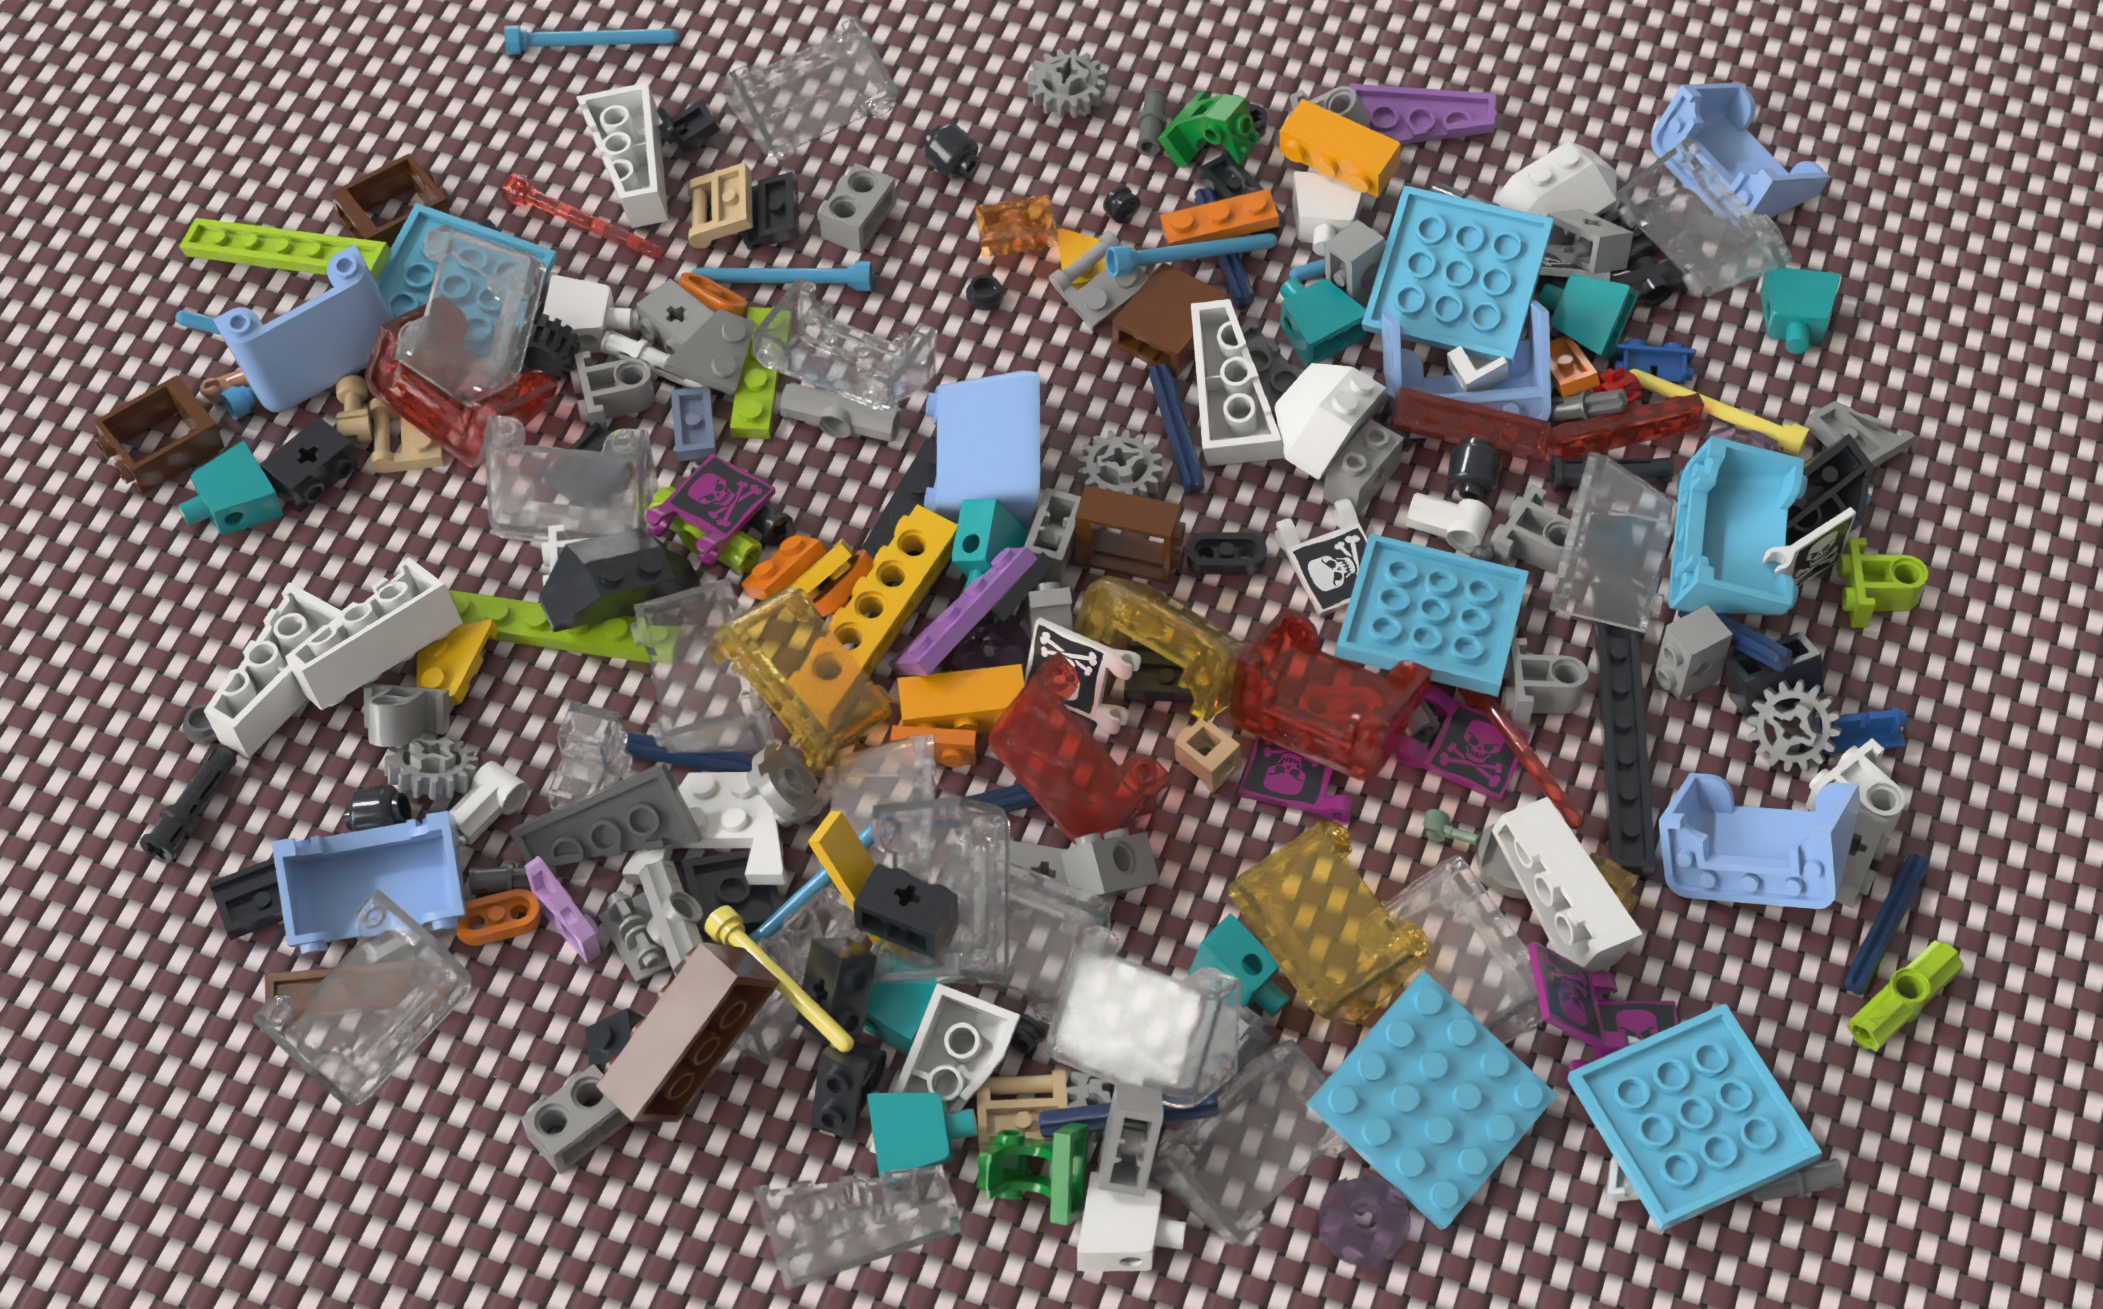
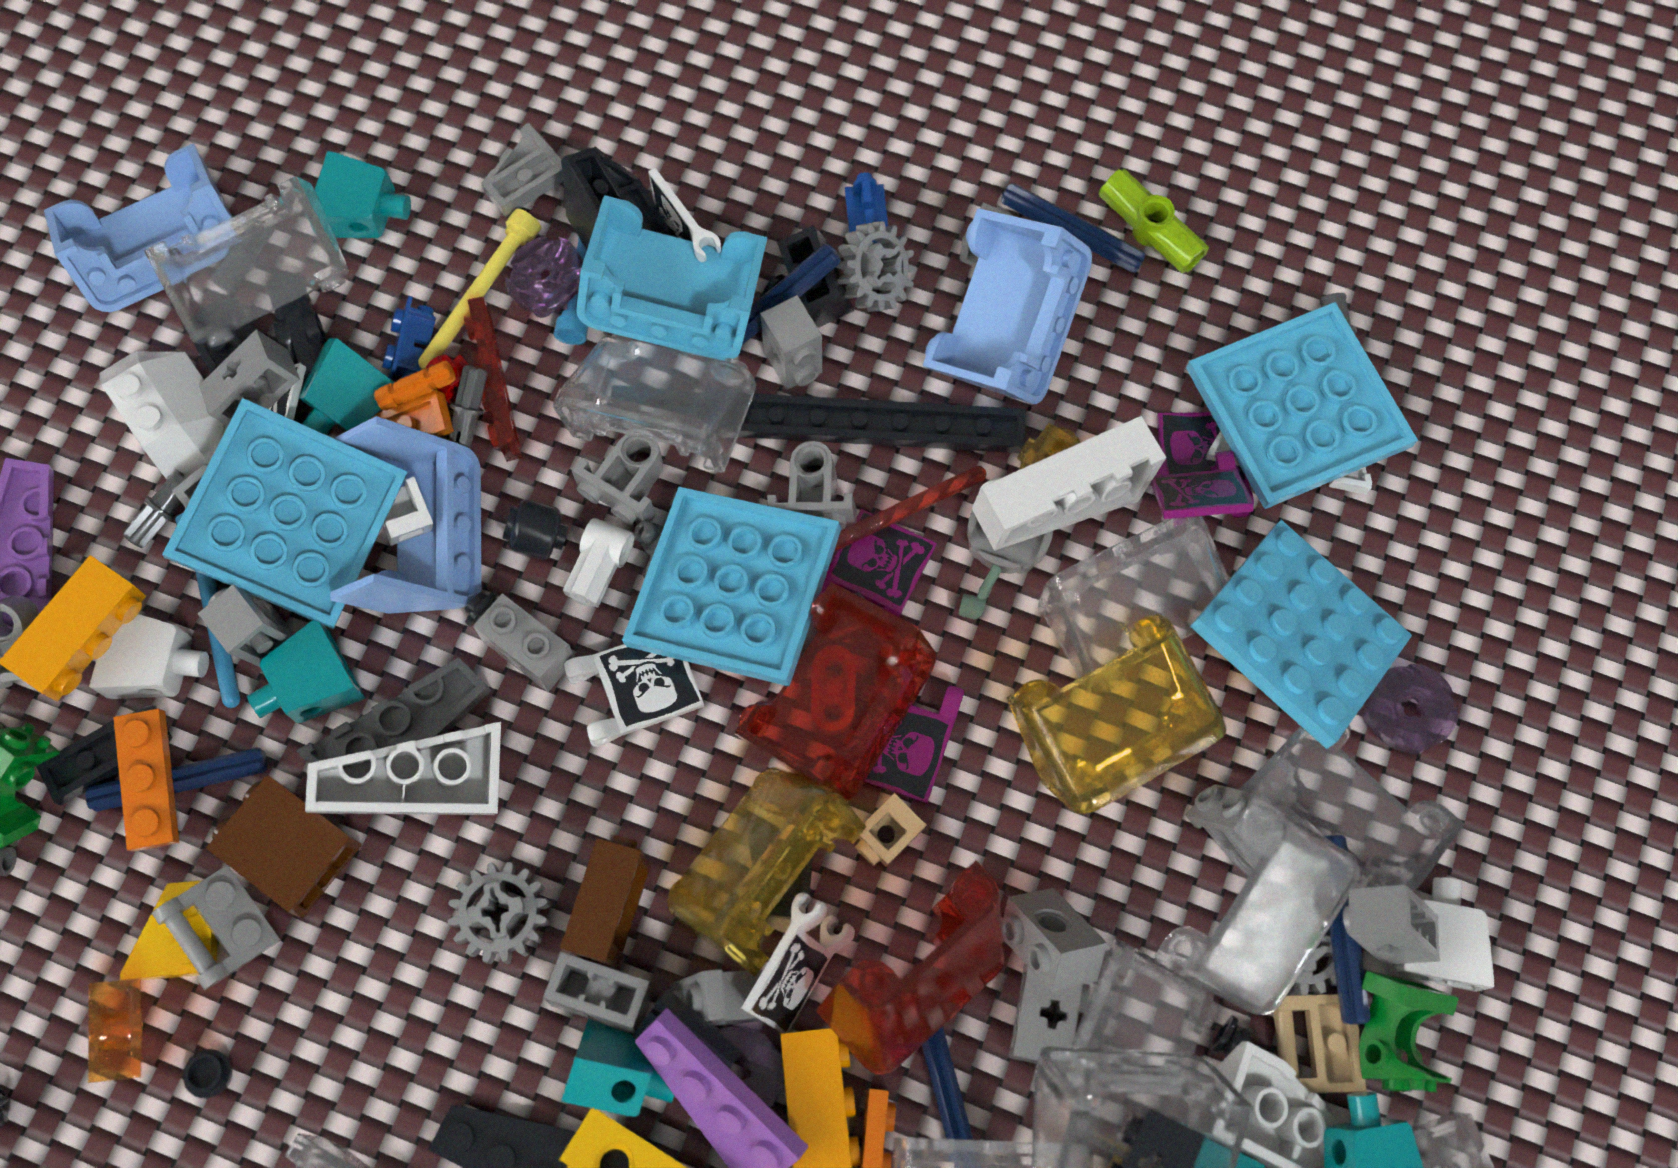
camera: 90 degrees left, 15 degrees up
(987, 444) = (469, 1071): light blue windscreen -> none
(1121, 204) = (94, 897): black bush -> none
(1122, 260) = (206, 892): dark azure piece -> none
(1177, 428) = (439, 846): dark blue axle -> none
(1226, 553) = (624, 799): black plate -> none
(1242, 956) = (1158, 812): teal torso -> none
(1325, 414) = (462, 671): white wedge -> none
(1459, 420) = (482, 527): clear red plate -> none
(1570, 471) = (543, 418): black pin -> none
(1598, 356) = (414, 385): none -> orange axle
(1875, 787) = (934, 228): white pin -> none
(1878, 582) = (705, 178): lime pin -> none

